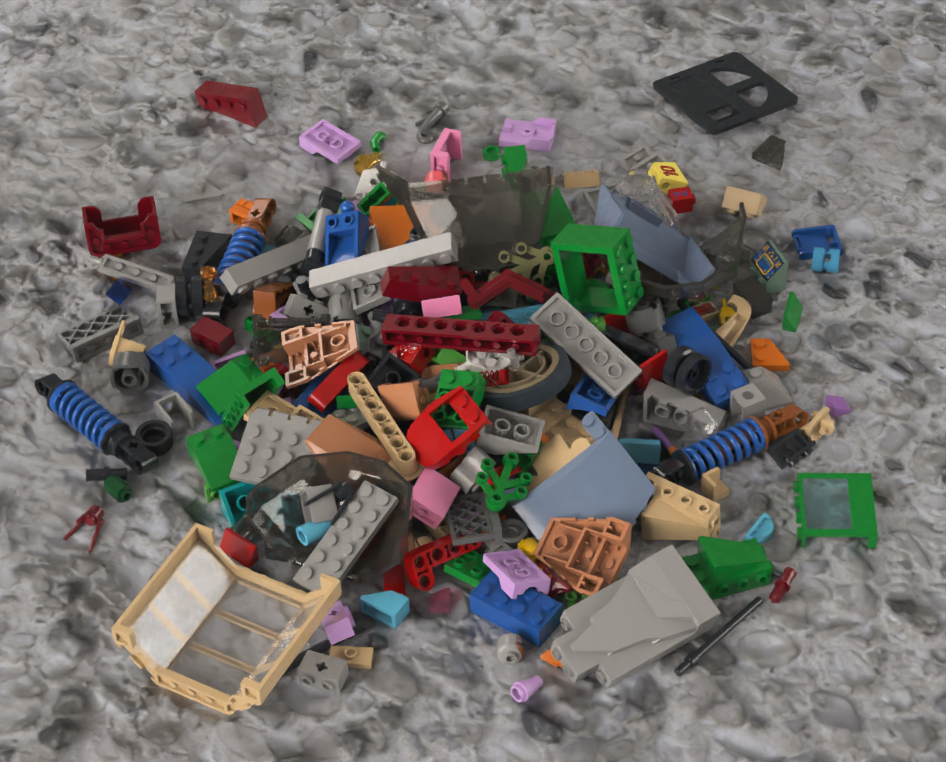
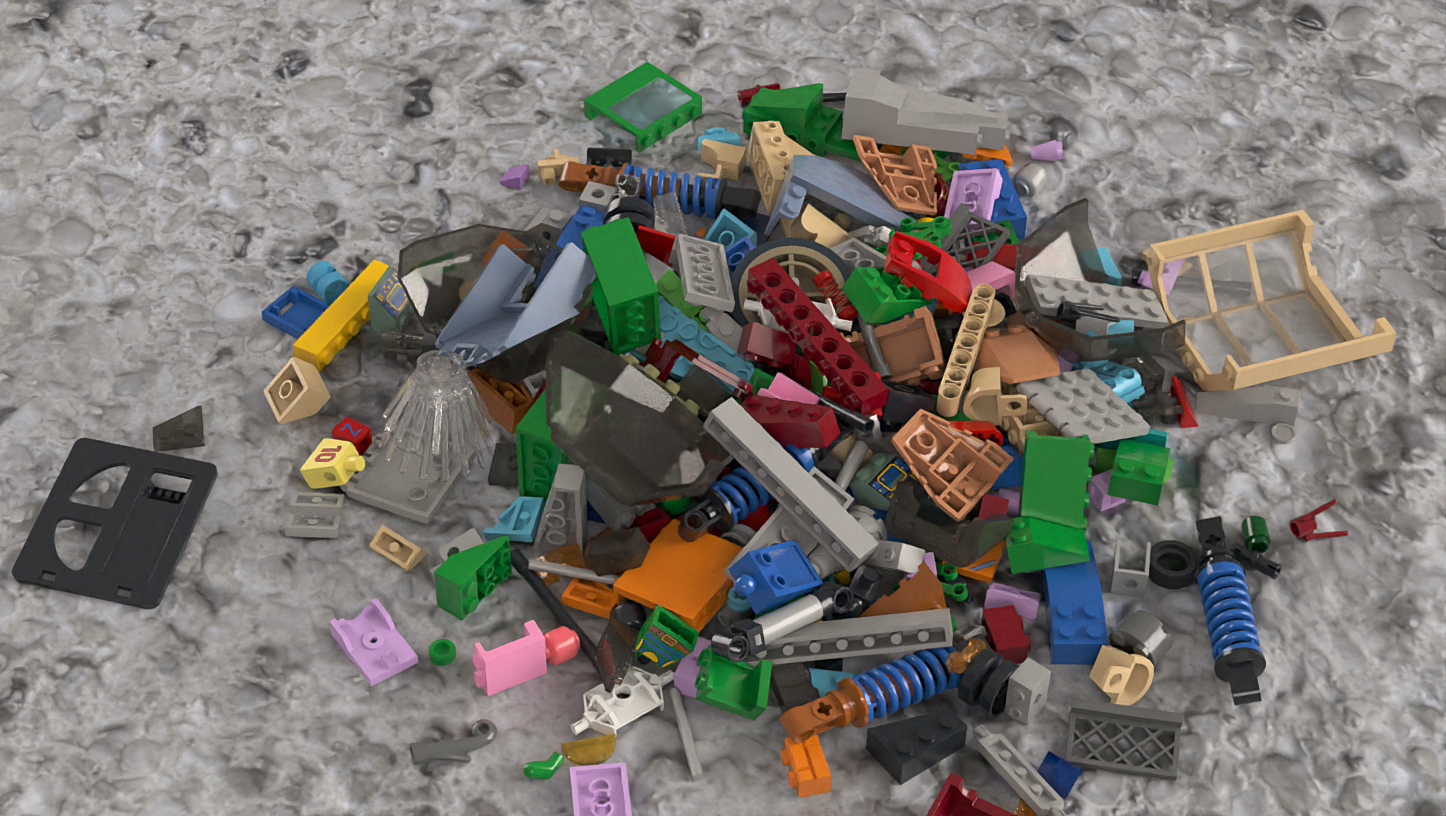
camera: 140 degrees left, 0 degrees up
(234, 323) = (967, 631): none -> light grey tile
(334, 401) = (985, 398): none -> tan container
(531, 464) = (871, 236): none -> light grey hinge
(731, 408) = (627, 186): none -> clear smoke hips
(733, 509) = (730, 156): none -> tan arch
(799, 273) = (339, 320): none -> yellow brick

